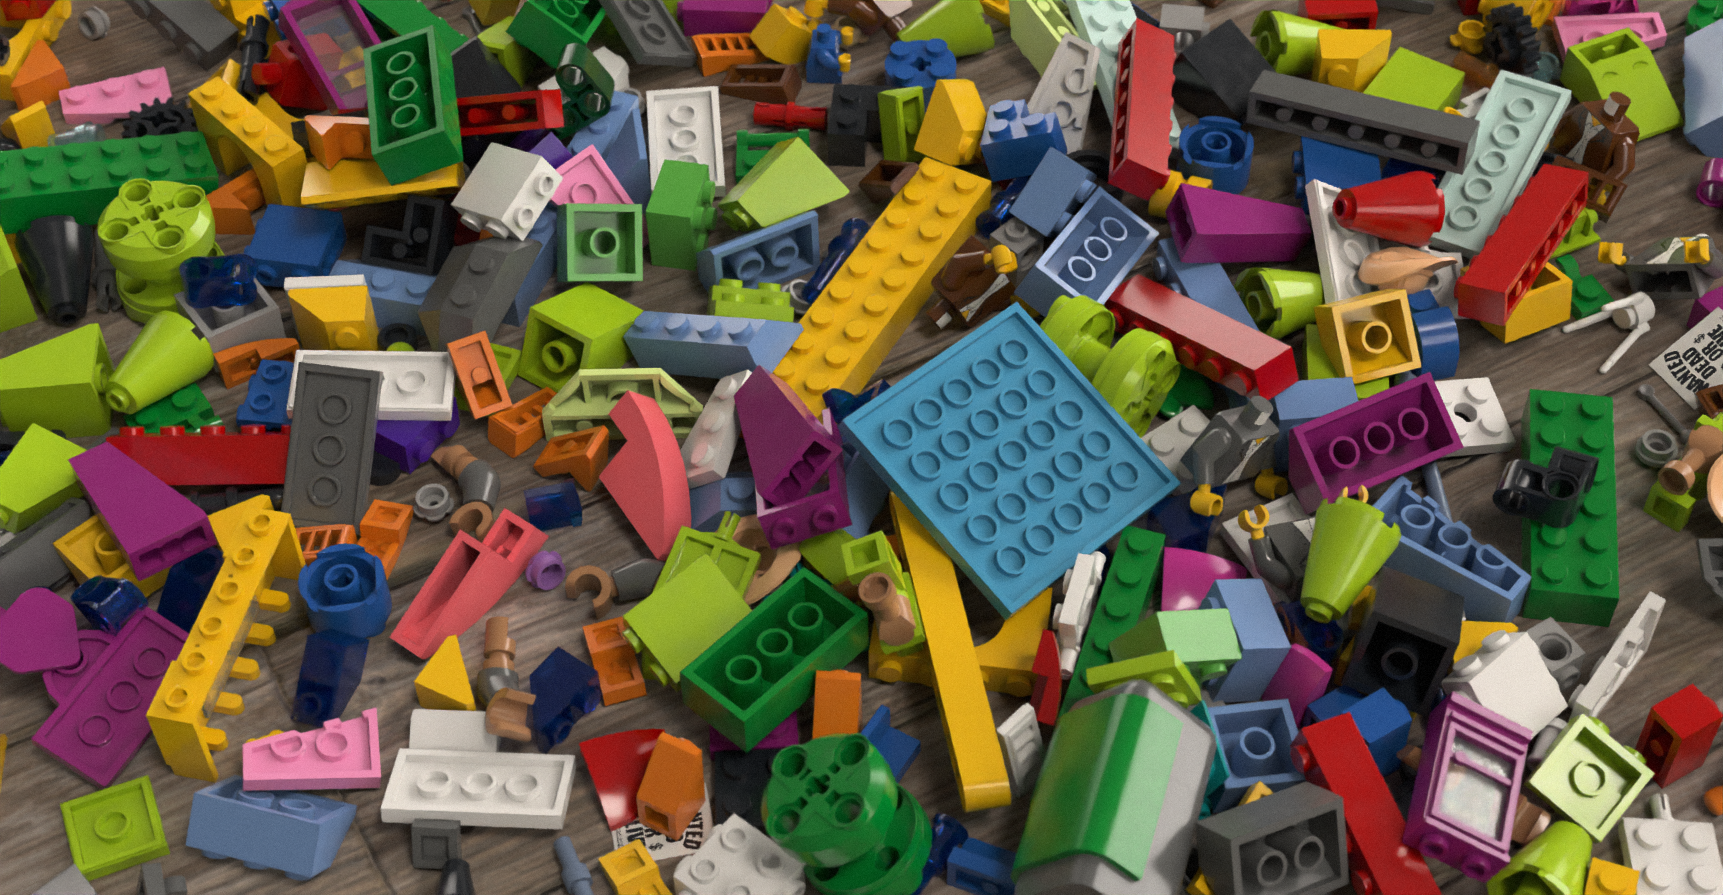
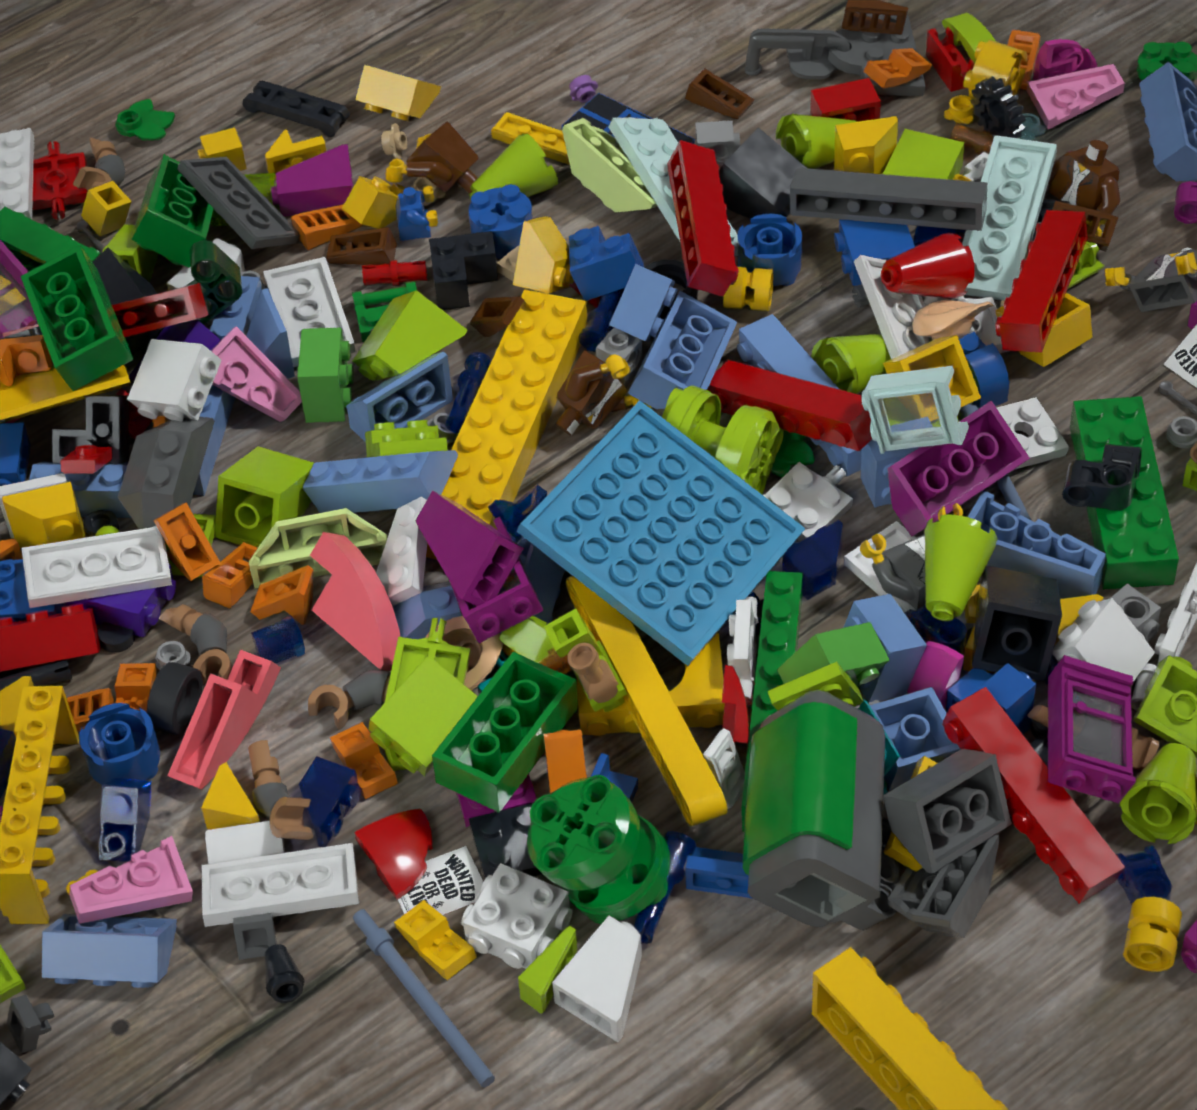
camera: 10 degrees left, 0 degrees up
(331, 445) = (76, 622): dark grey tile -> none
(392, 264) = (86, 459): none -> red plate
(417, 548) = (174, 697): none -> black tyre
(545, 570) = (285, 696): medium lavender plate -> none
(599, 243) = (261, 410): bright green brick -> none
(671, 786) = (442, 851): orange slope -> none
(901, 122) = (496, 264): lime slope -> none
(1068, 88) = (632, 209): white wing -> none
(1190, 576) = (829, 604): dark pink brick -> none
(1233, 449) = (843, 493): dark grey torso -> none
(1234, 227) = (800, 307): magenta slope -> none
(1332, 366) = (913, 409): none -> light aqua window
(1587, 292) = (1104, 315): green plate -> none
(1625, 66) = (1091, 116): lime slope -> none
(1627, 313) = (1139, 324): white plant -> none

